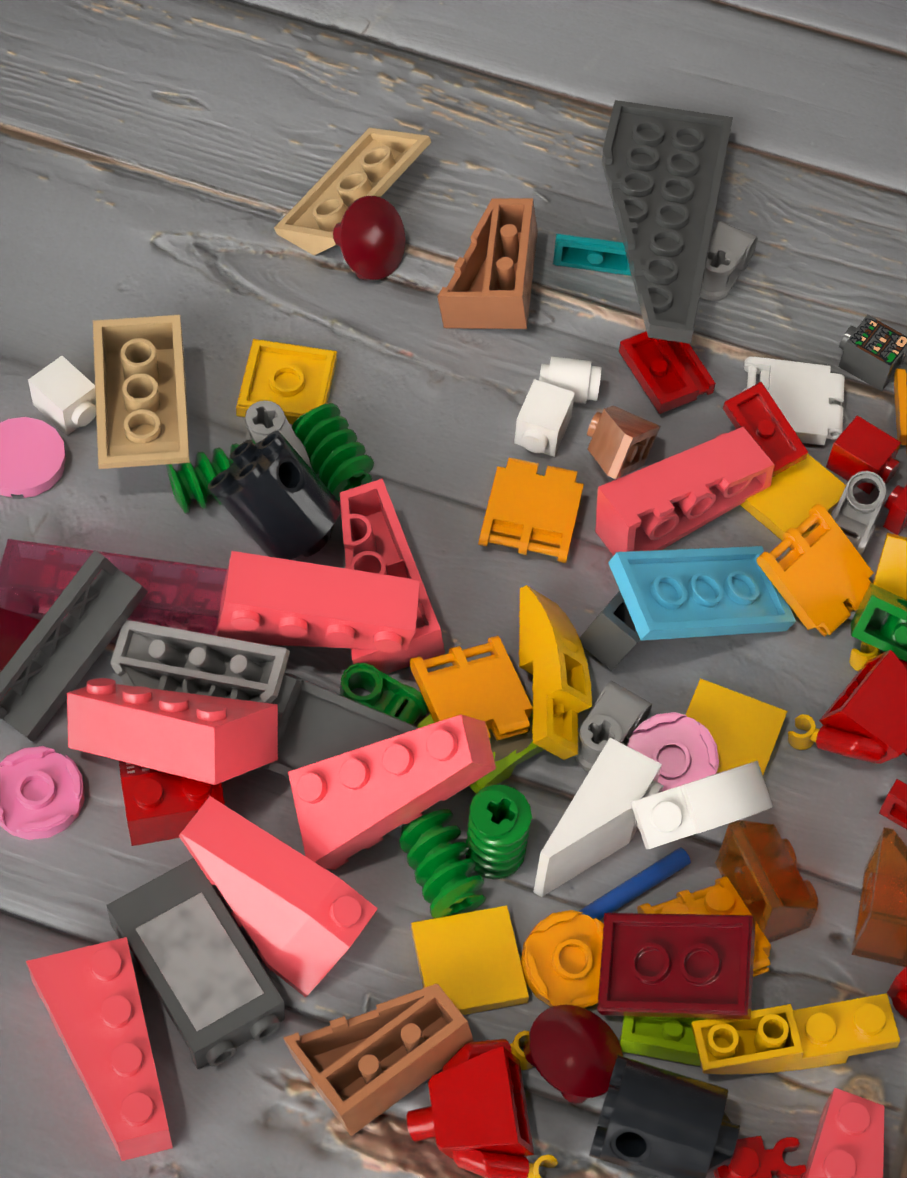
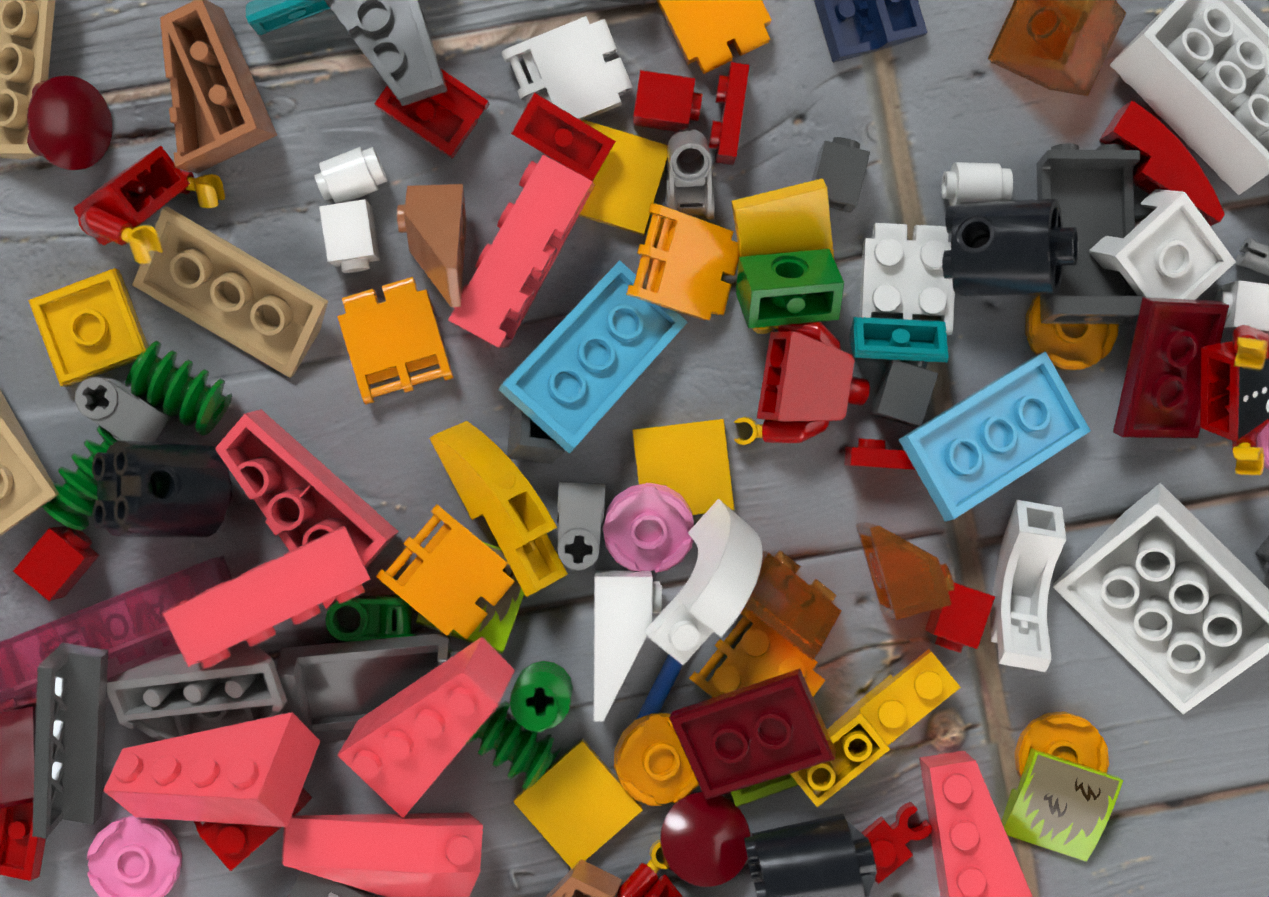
camera: 25 degrees left, 30 degrees up
(145, 522) = (57, 562): none -> red brick
(392, 300) = (135, 196): none -> red torso
(421, 412) = (231, 293): none -> tan slope

